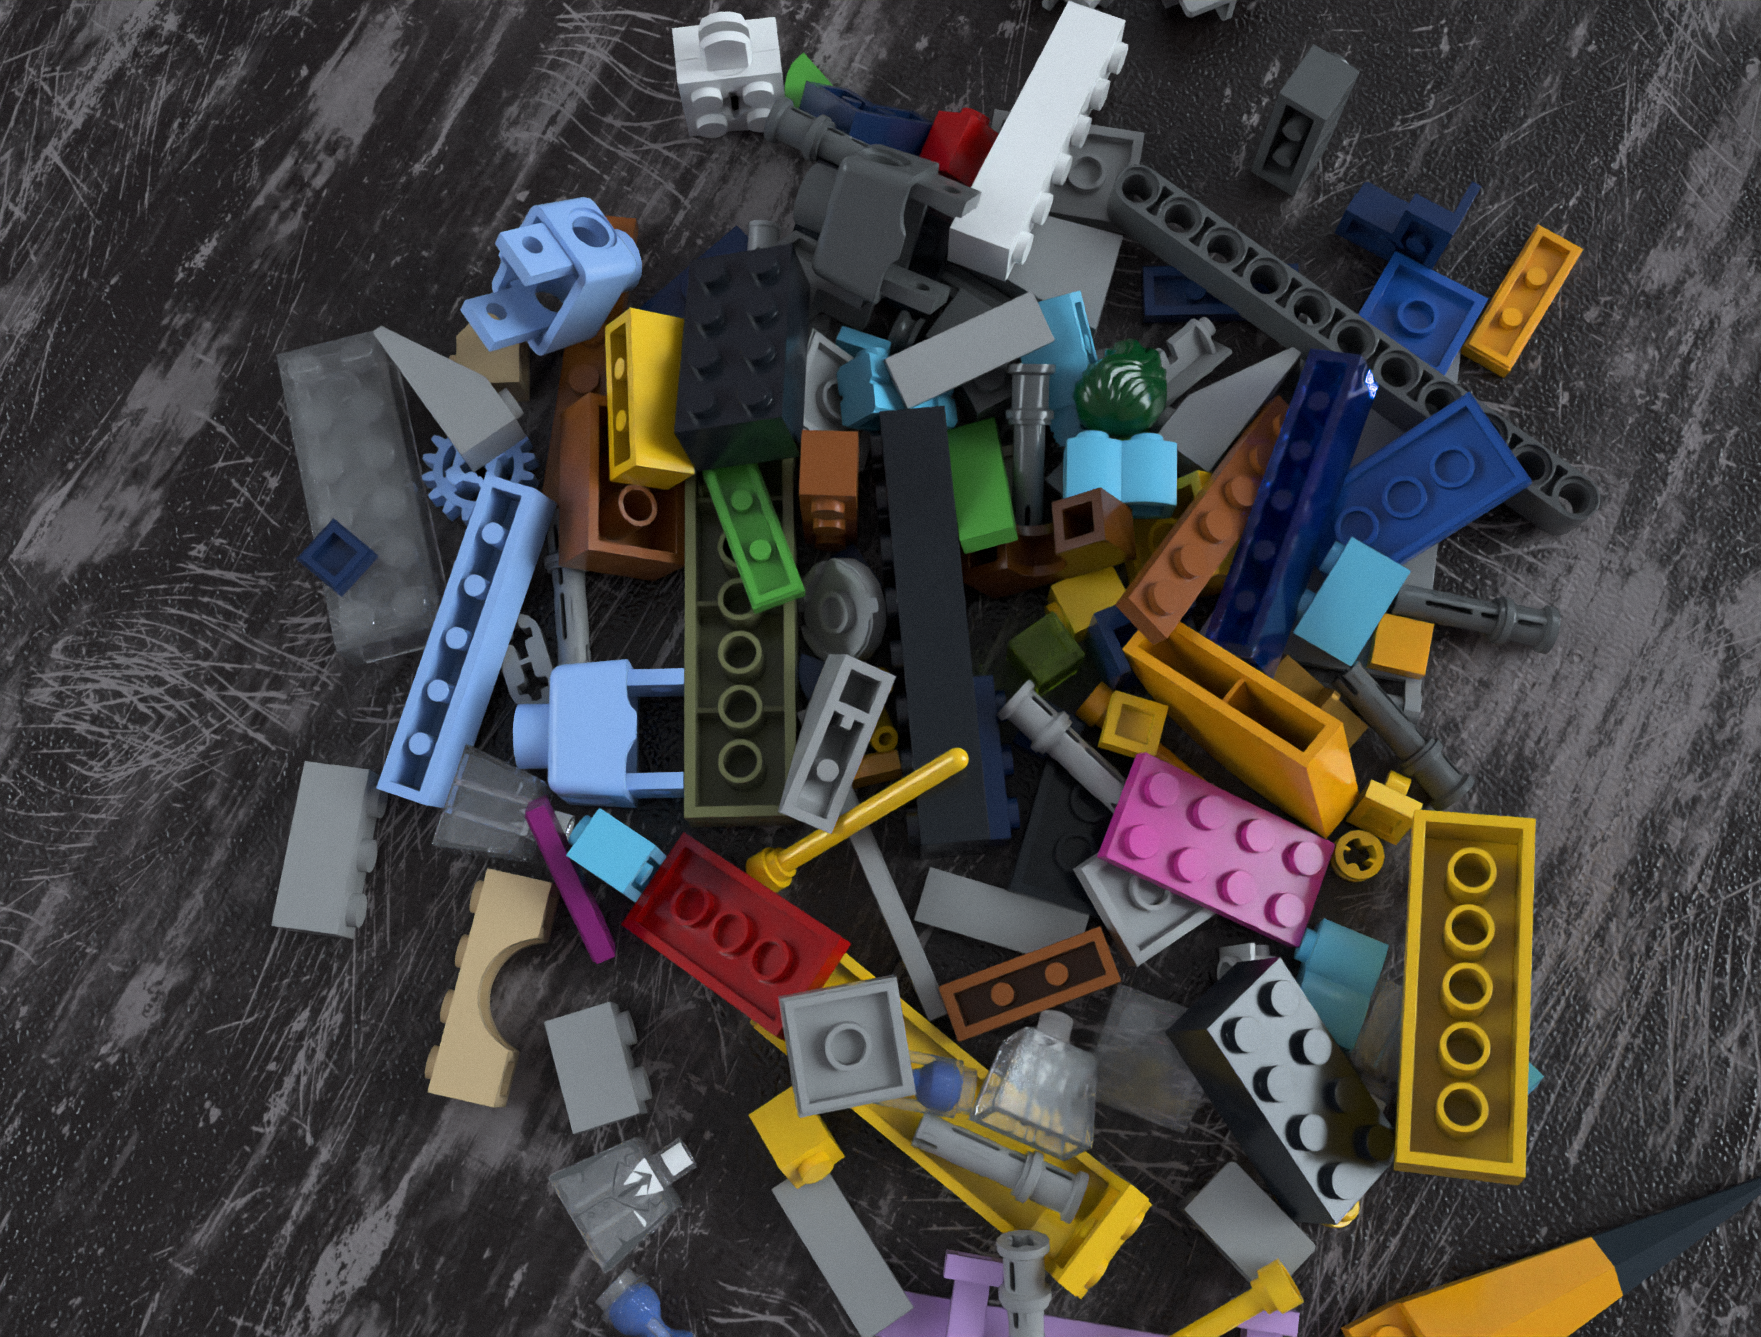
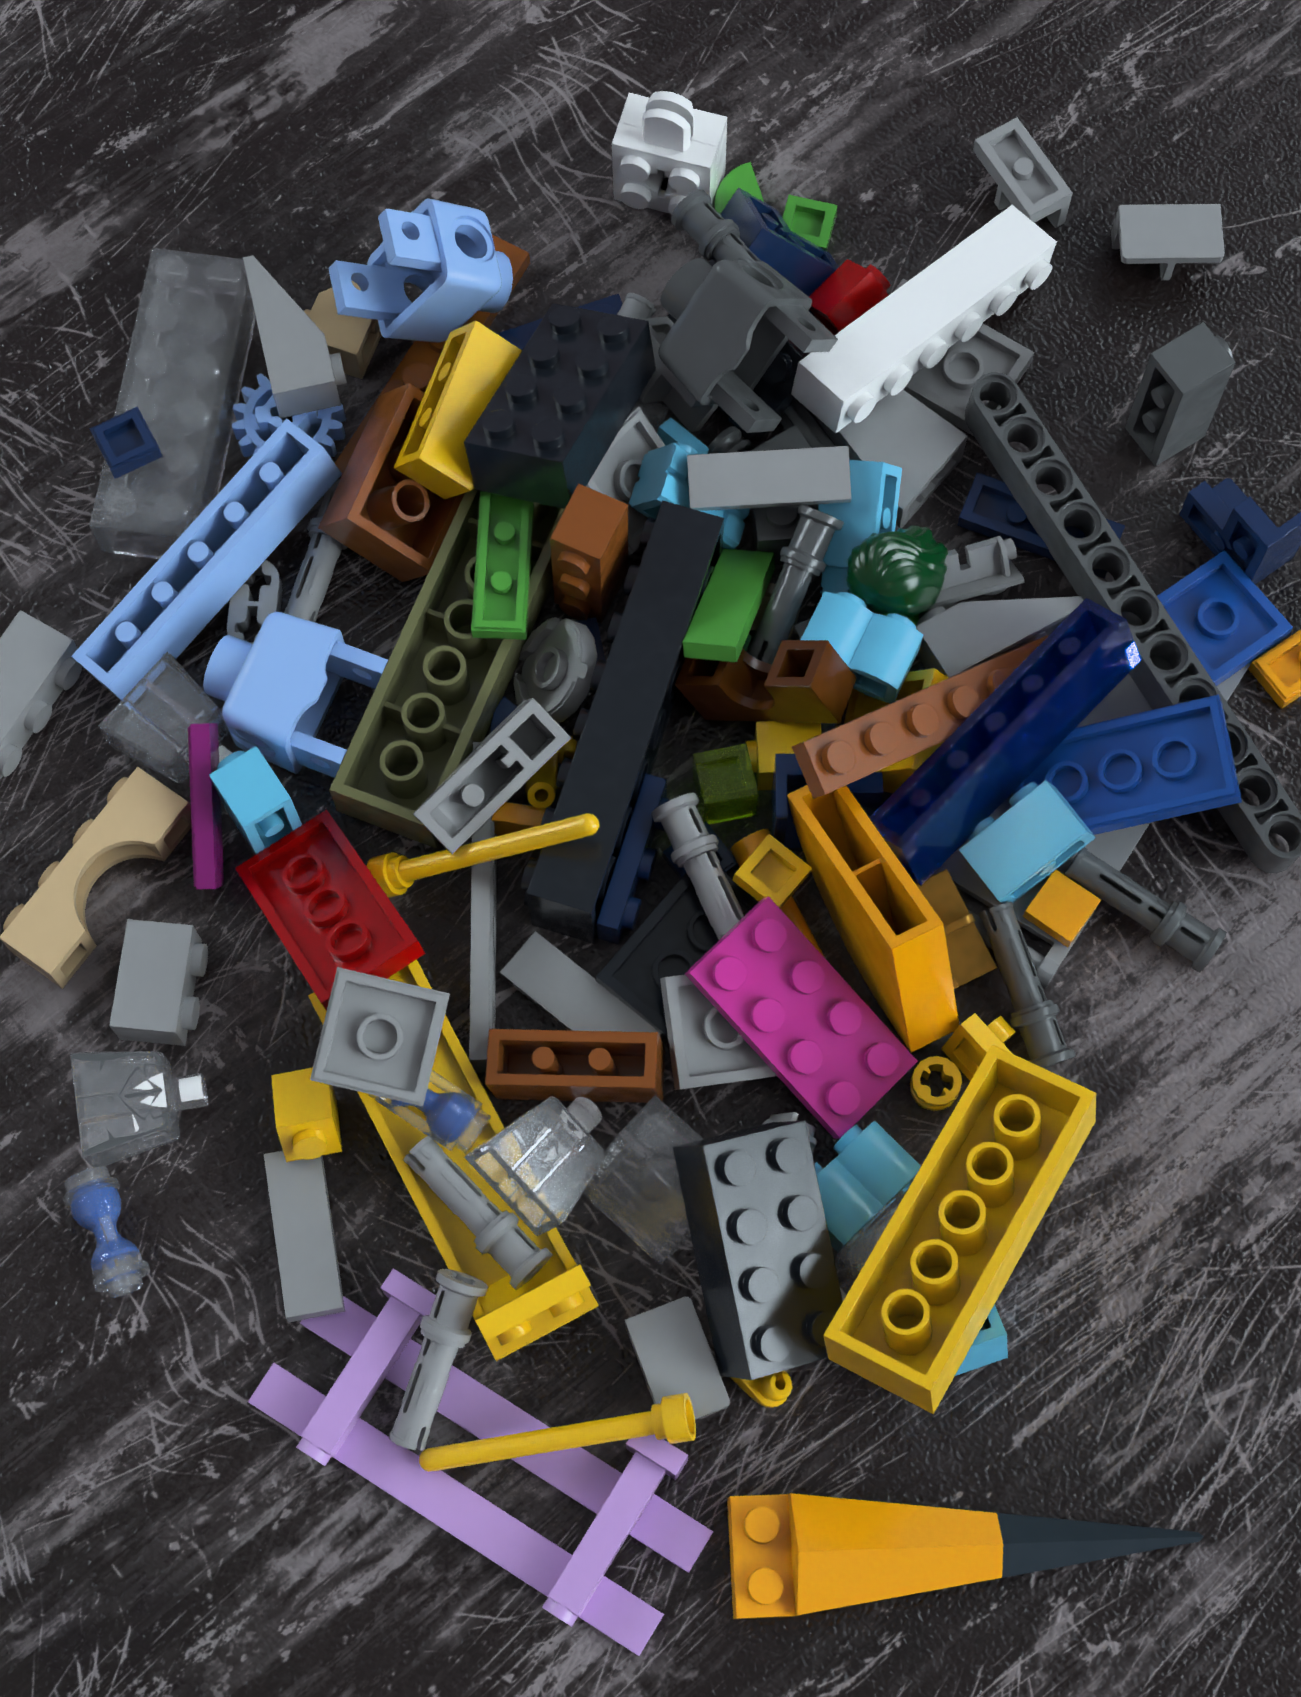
camera: 20 degrees right, 5 degrees down
(882, 85) = (810, 219): none -> bright green tile

